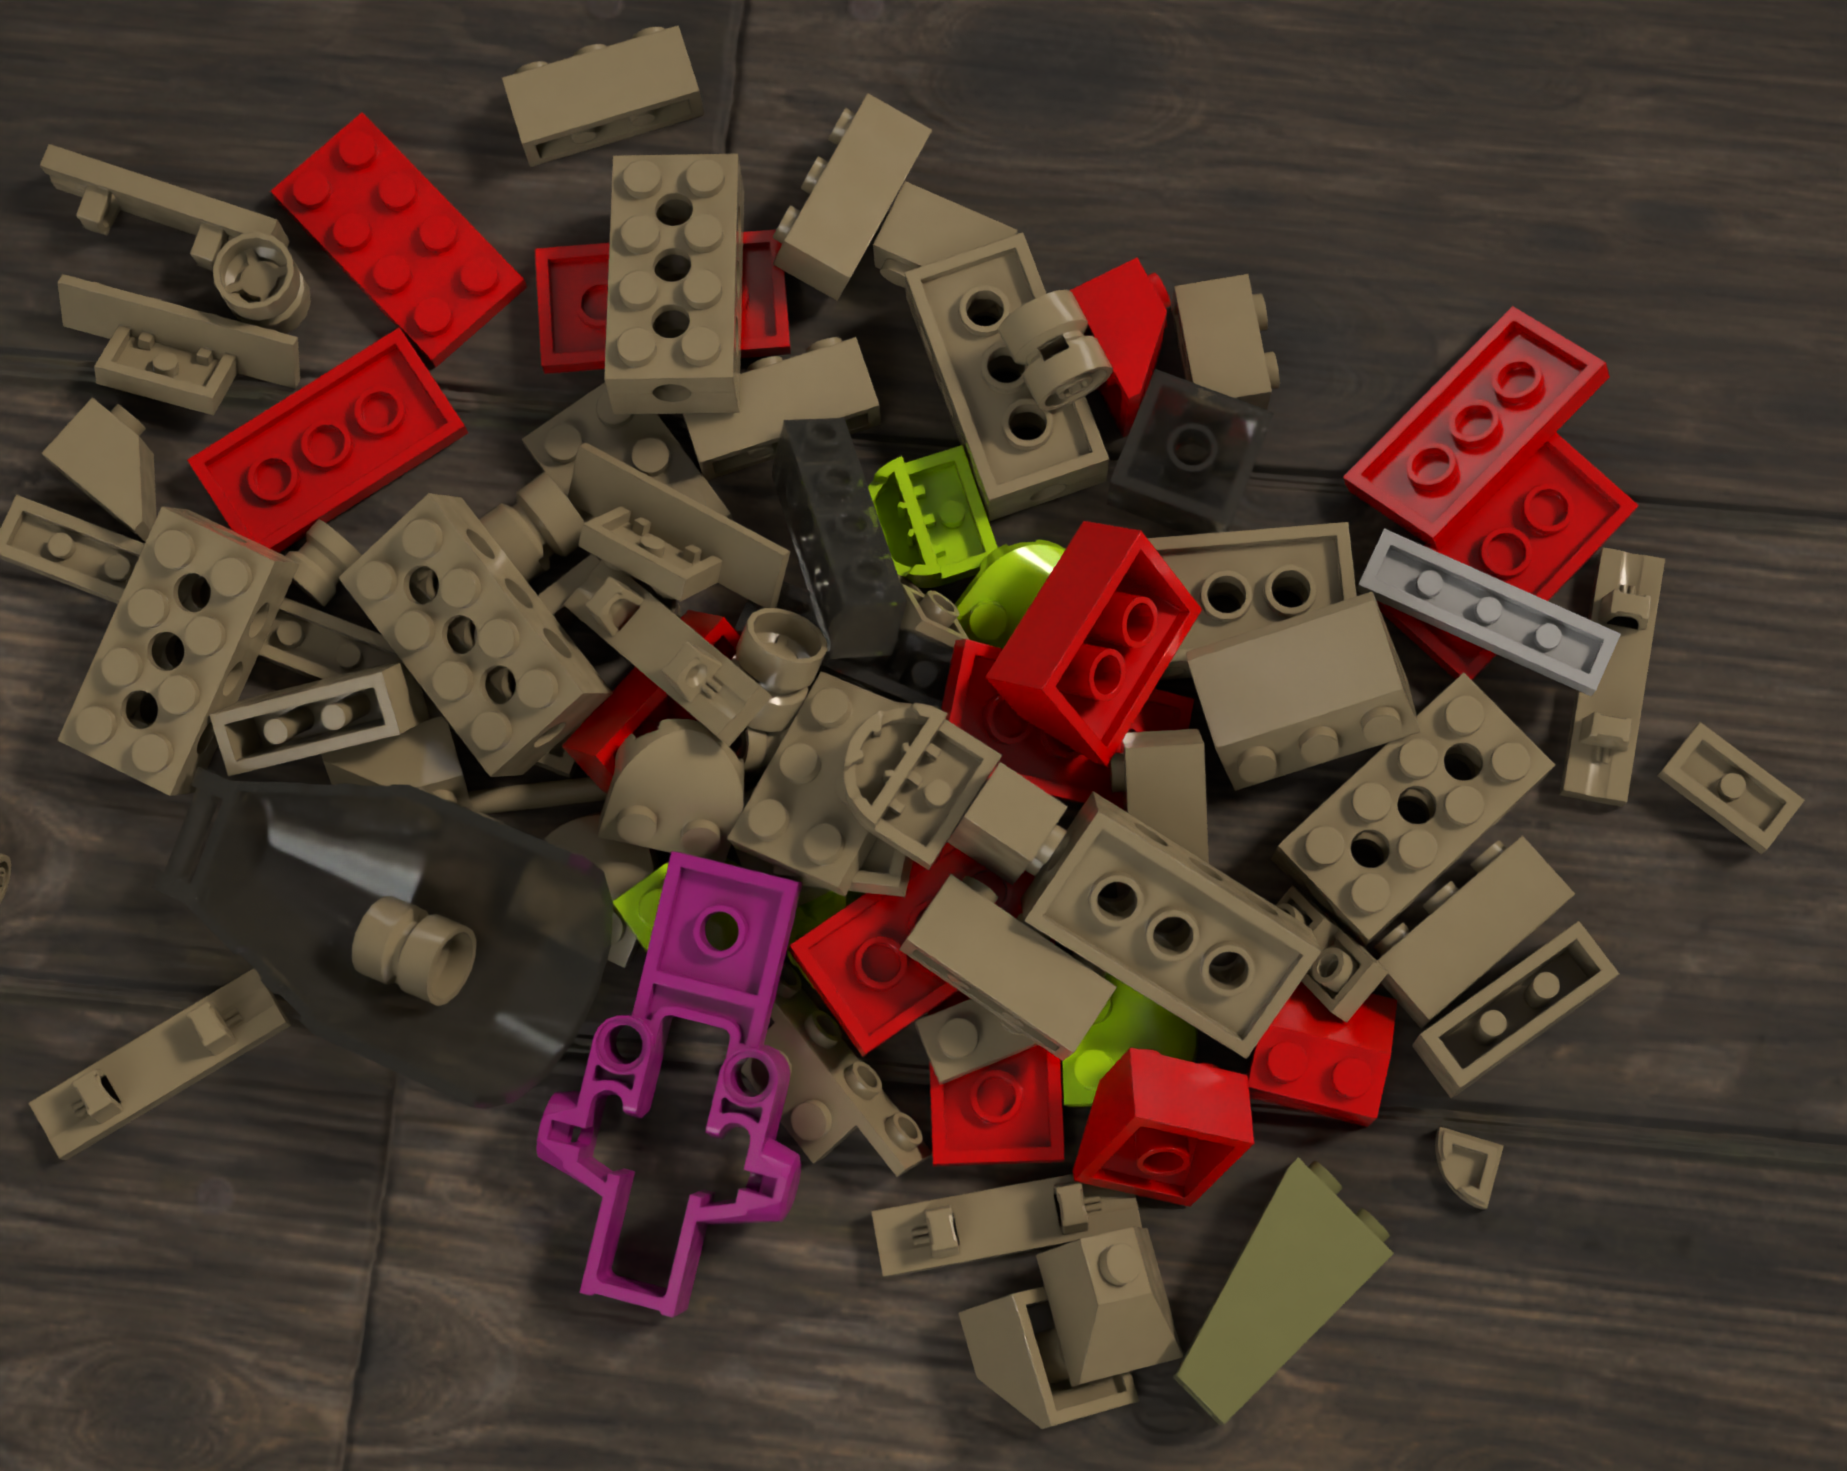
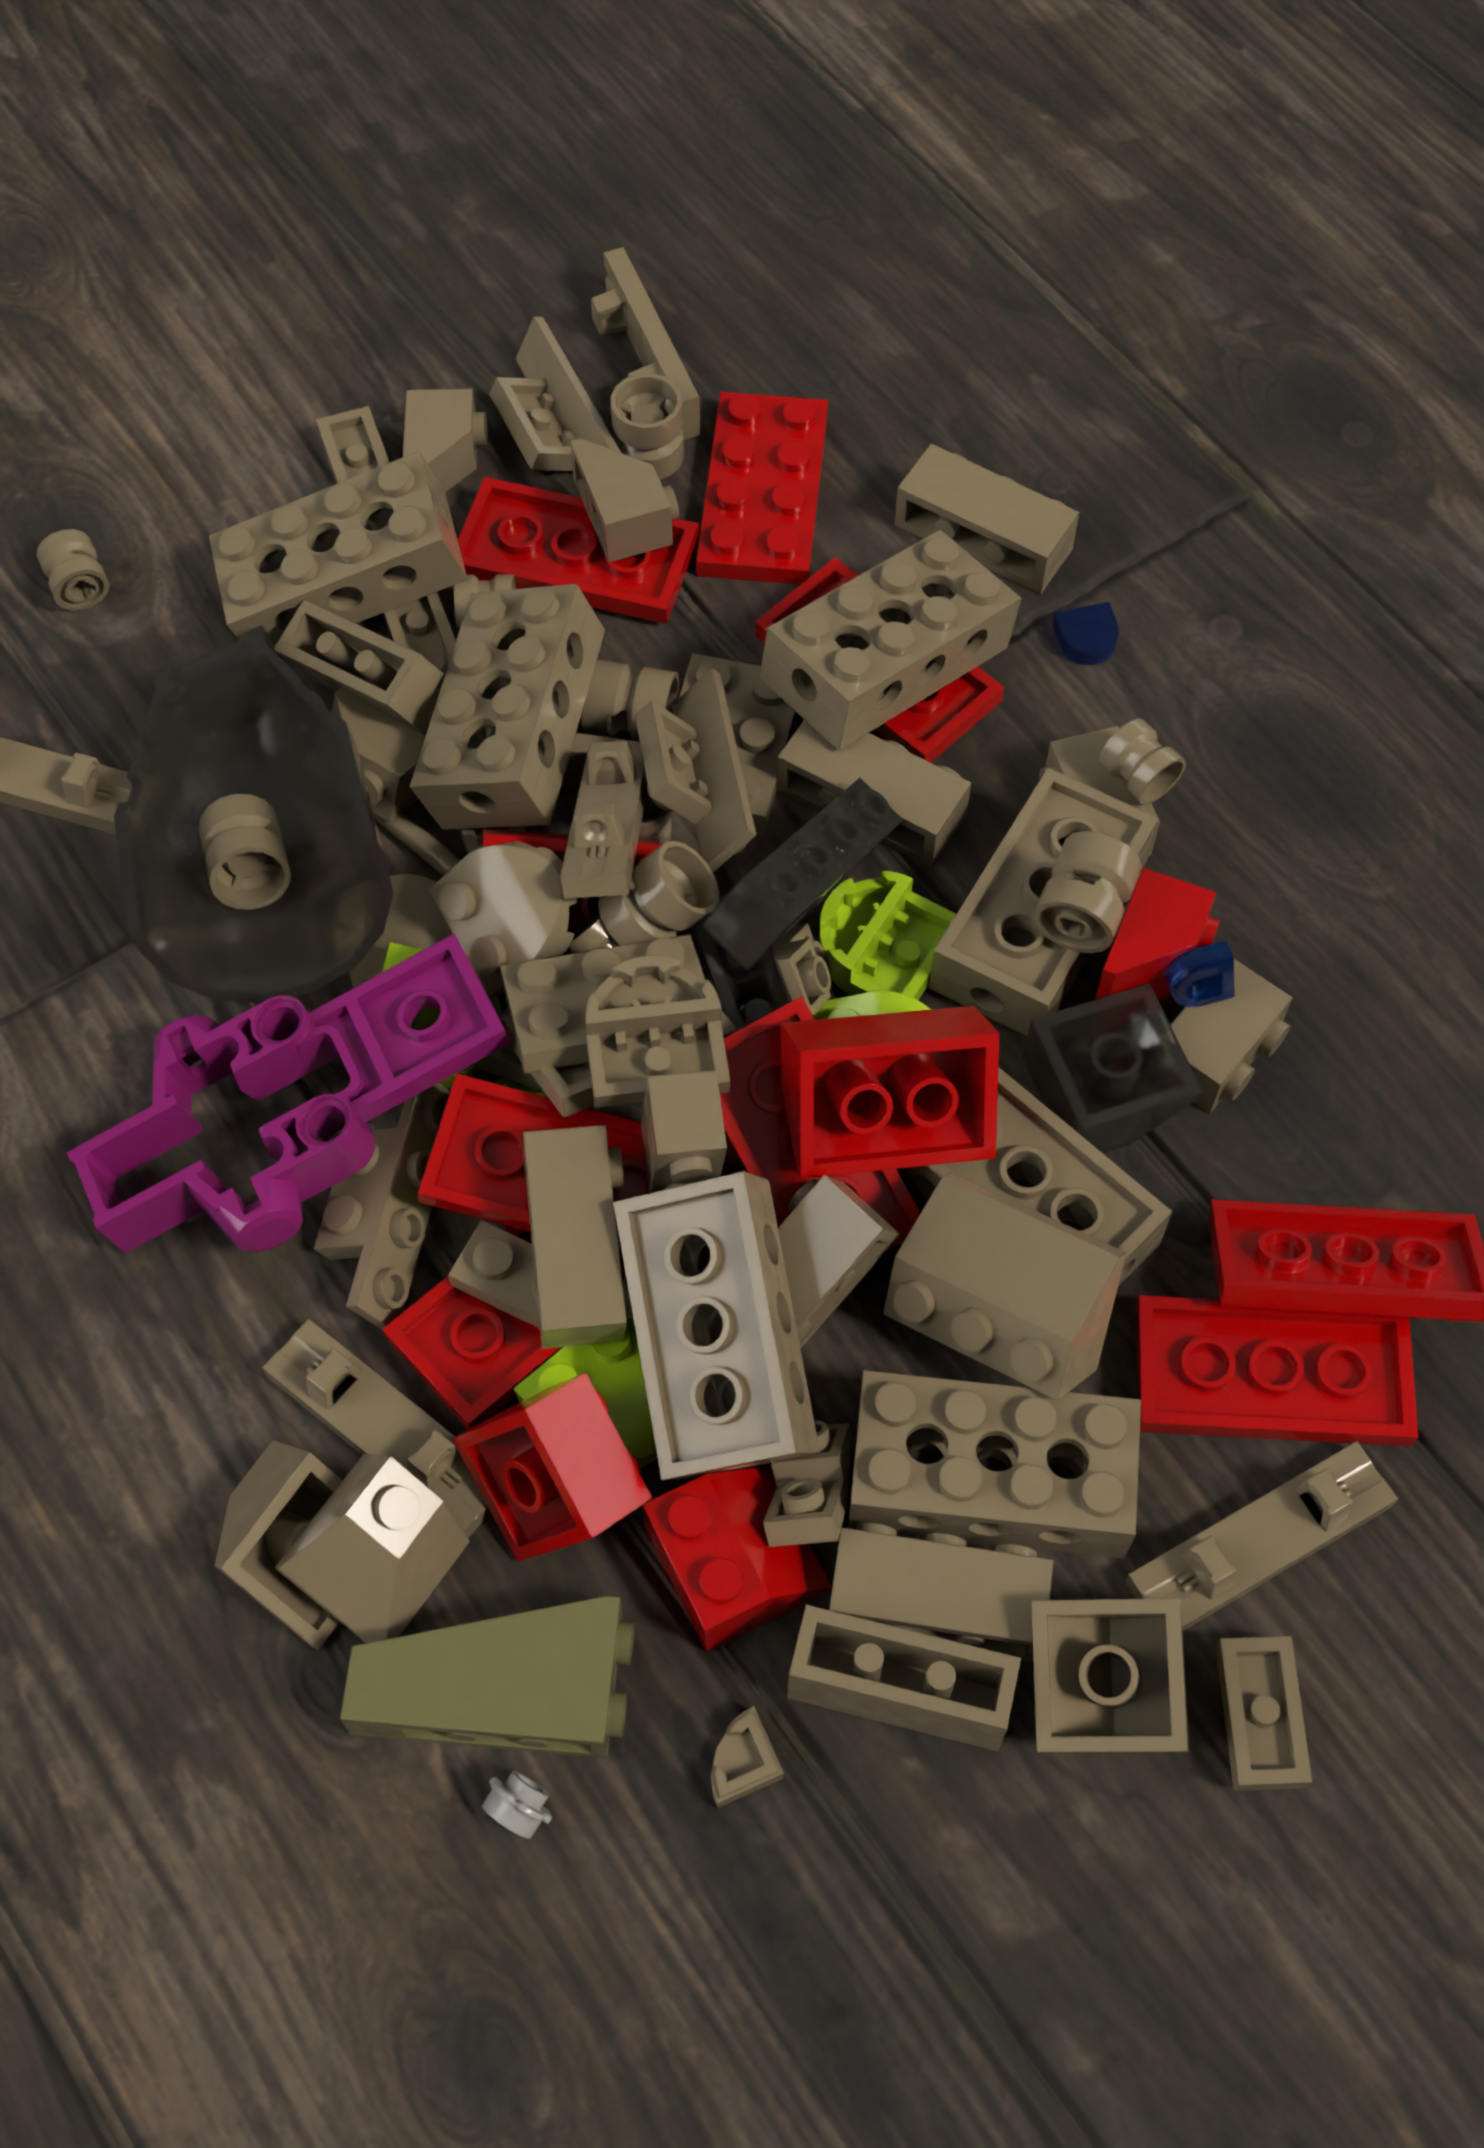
camera: 45 degrees right, 15 degrees down
(333, 373) = (623, 500): none -> dark tan slope
(779, 115) = (1087, 633): none -> clear blue tile
(848, 195) = (1032, 706): dark tan brick -> none
(965, 199) = (1142, 761): none -> dark tan wheel
(1185, 327) = (1202, 975): none -> clear blue tile
(1376, 1346) = (517, 1804): none -> light grey plate
(1488, 612) = (1211, 1386): light grey plate -> none
(1634, 868) = (1109, 1675): none -> dark tan slope

